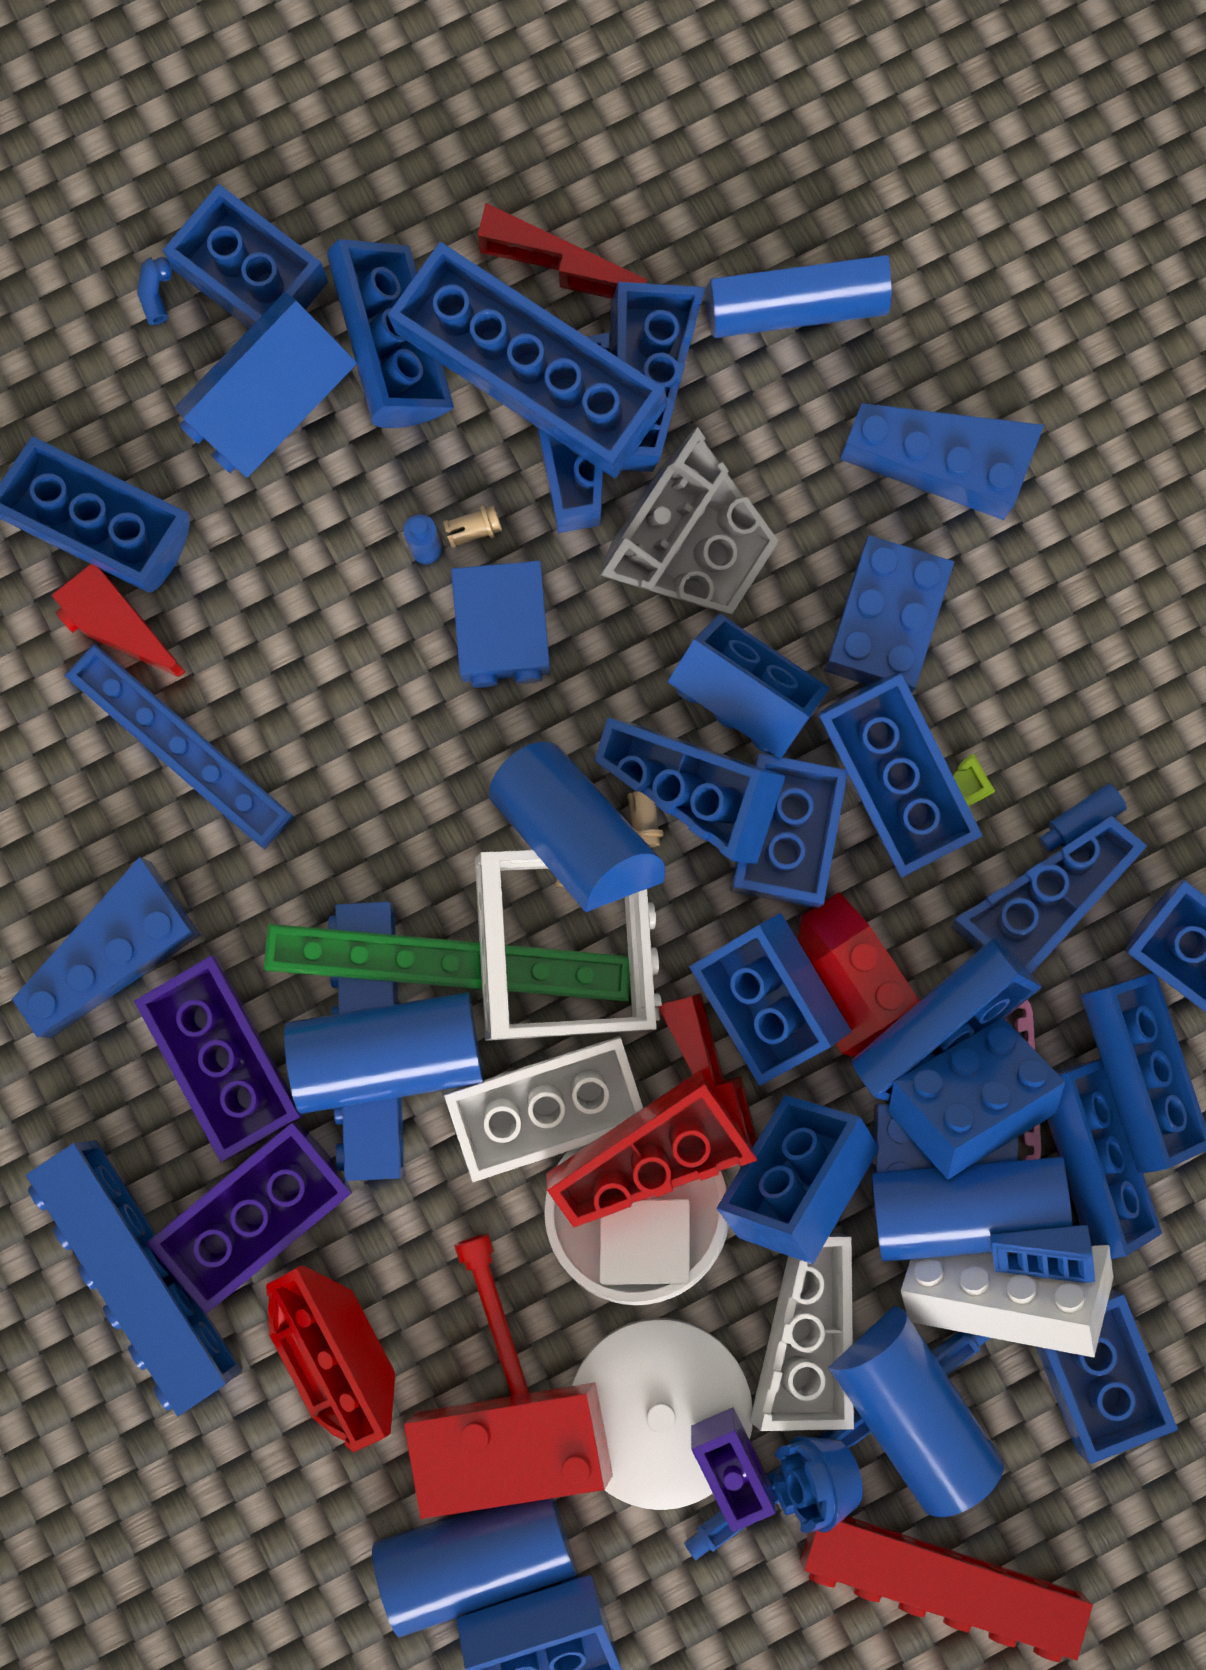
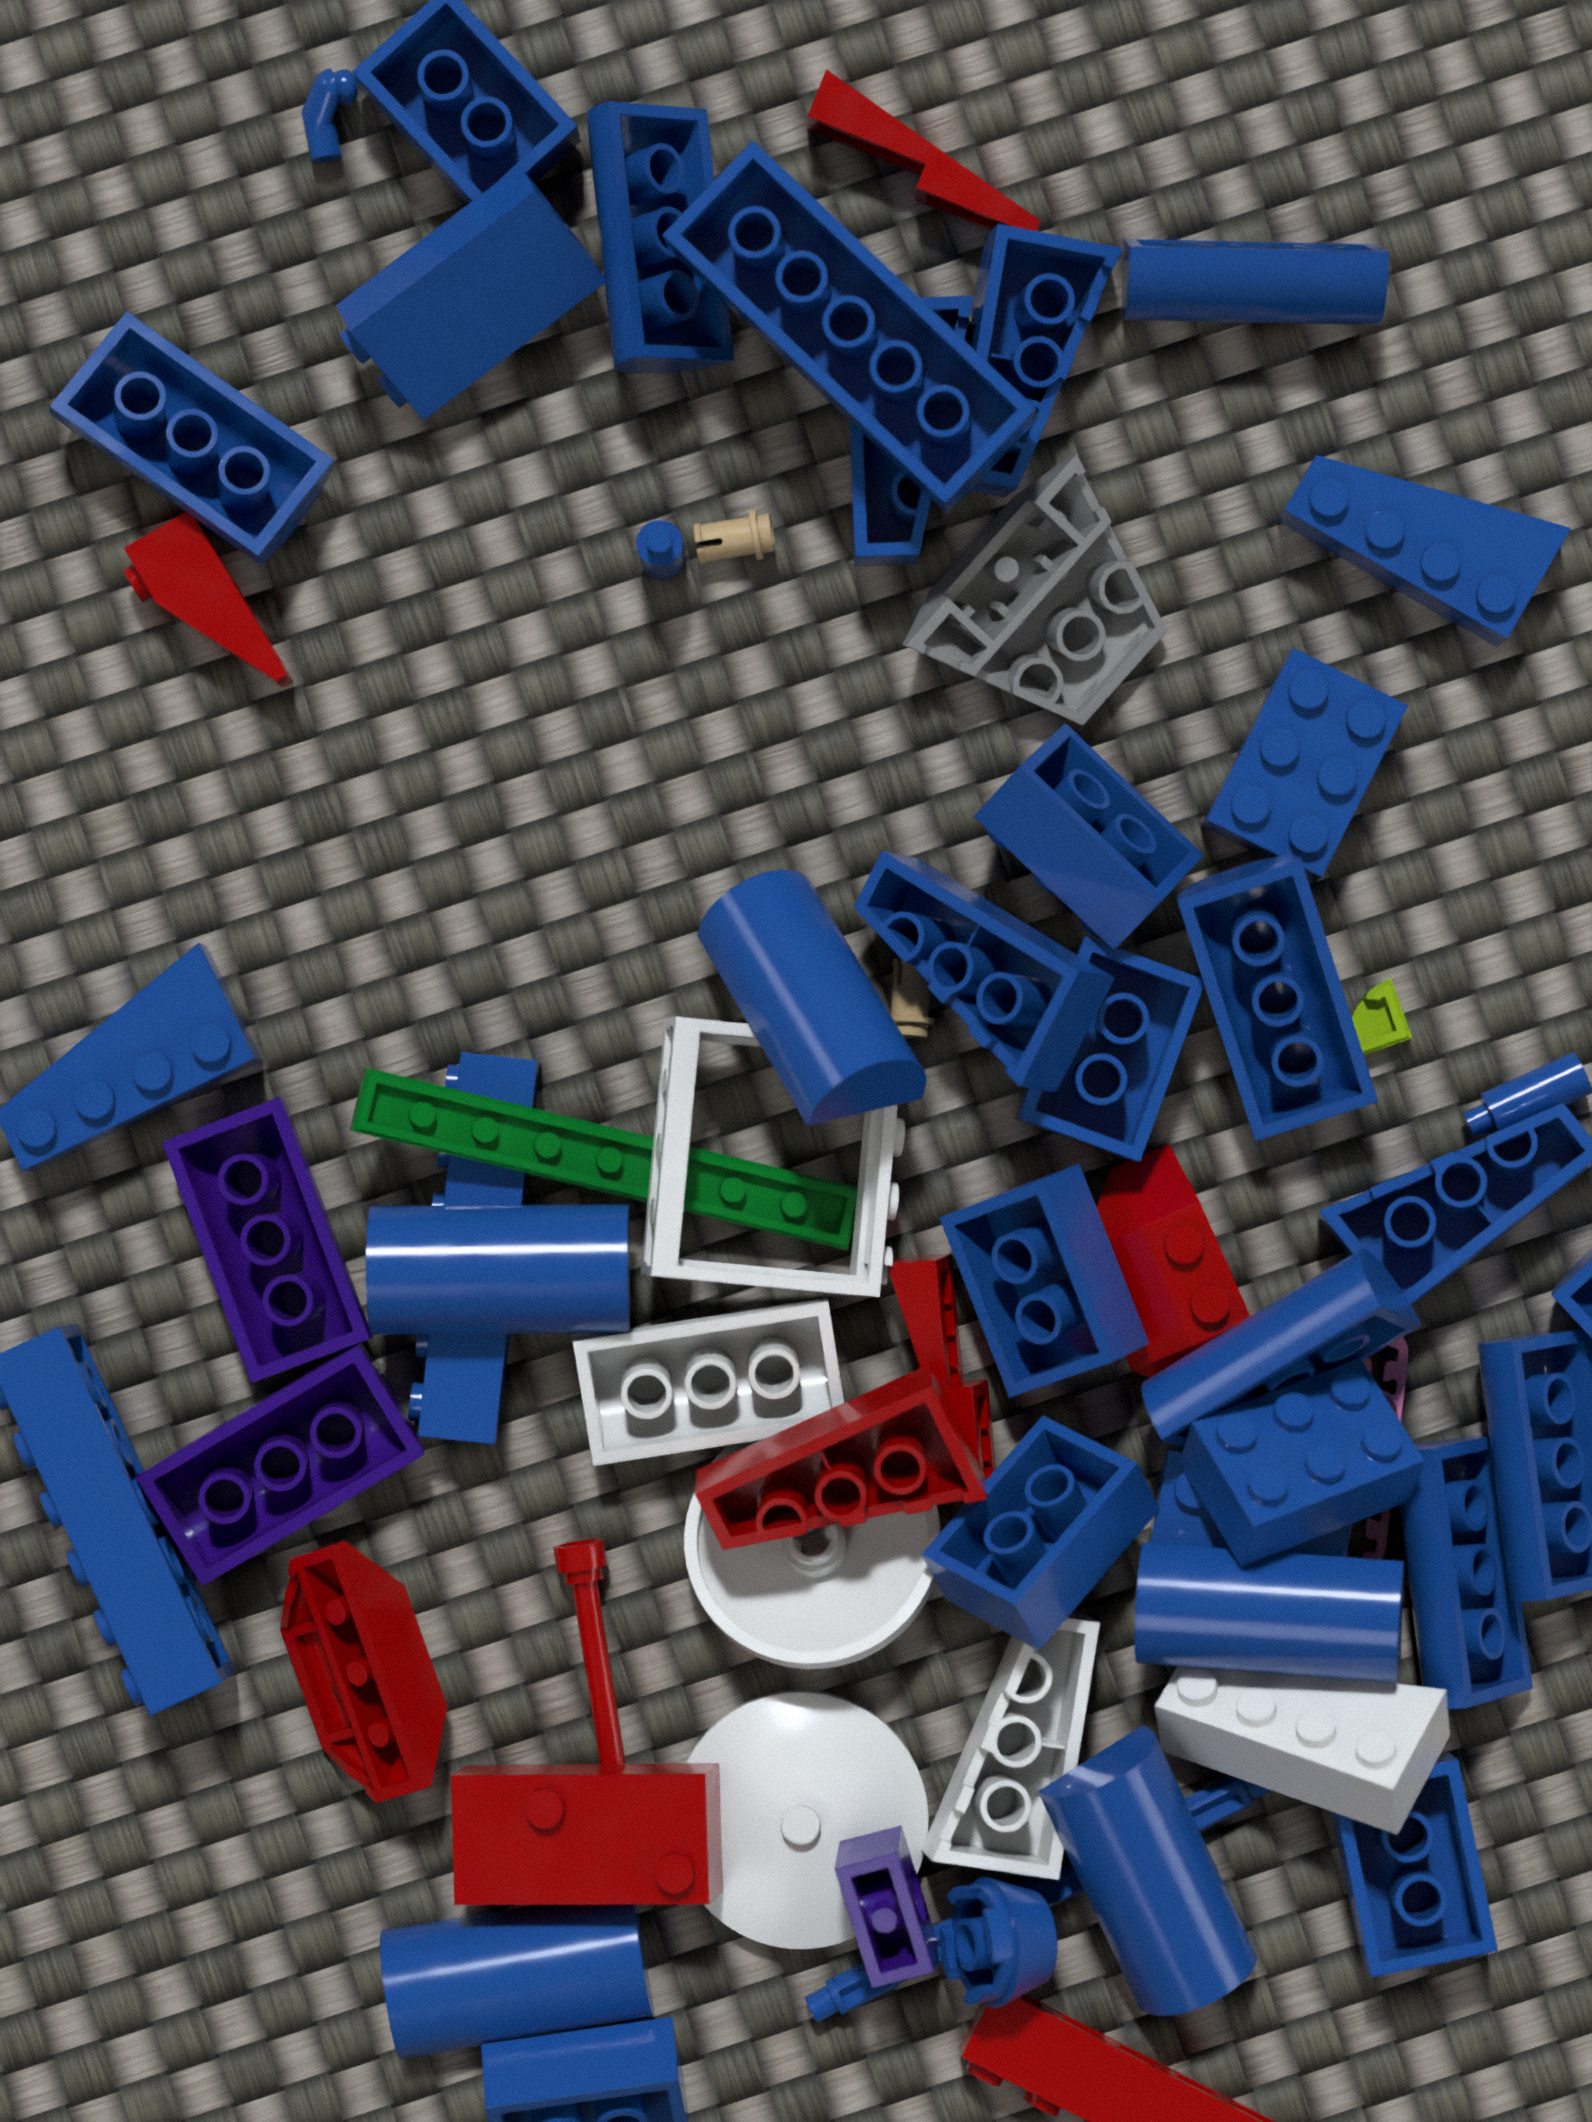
camera: 10 degrees right, 5 degrees up
(179, 746) = (270, 787): blue tile -> none
(500, 623) = (753, 687): blue brick -> none
(646, 1244) = (818, 1587): white sticker -> none
(1046, 1253) = (1355, 1686): blue slope -> none

